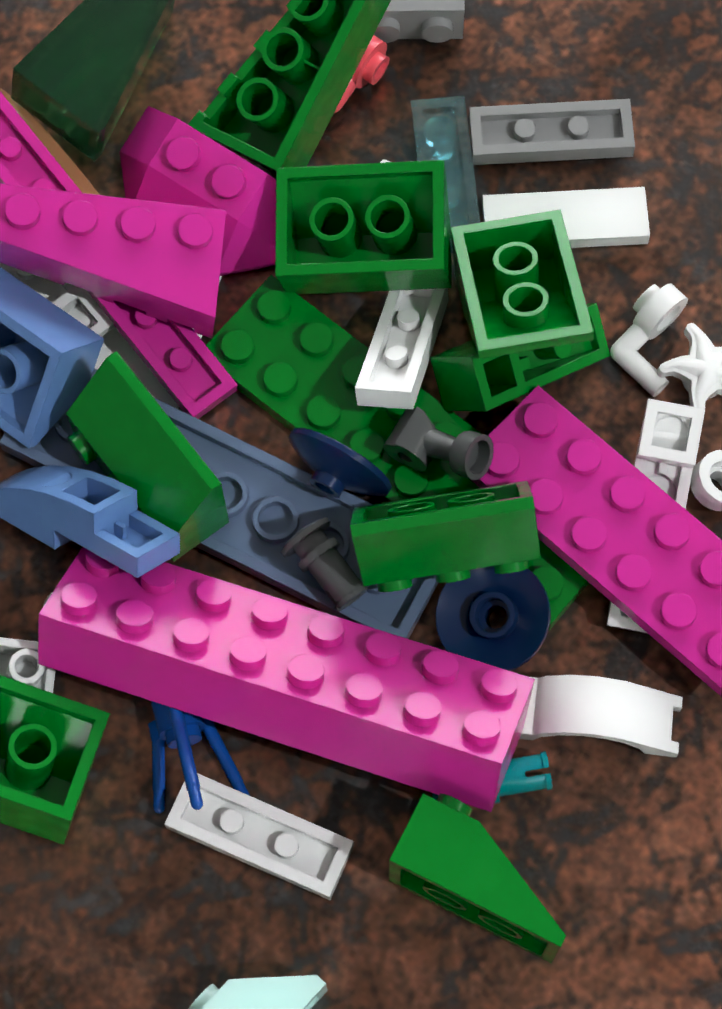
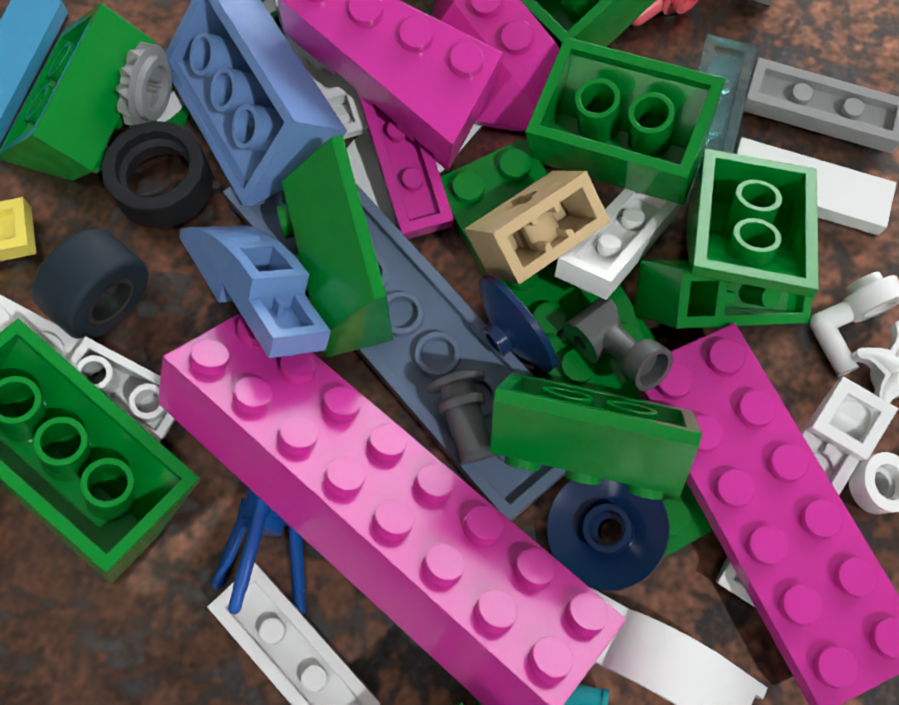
camera: 20 degrees right, 0 degrees up
(322, 363) = (537, 225): none -> tan brick

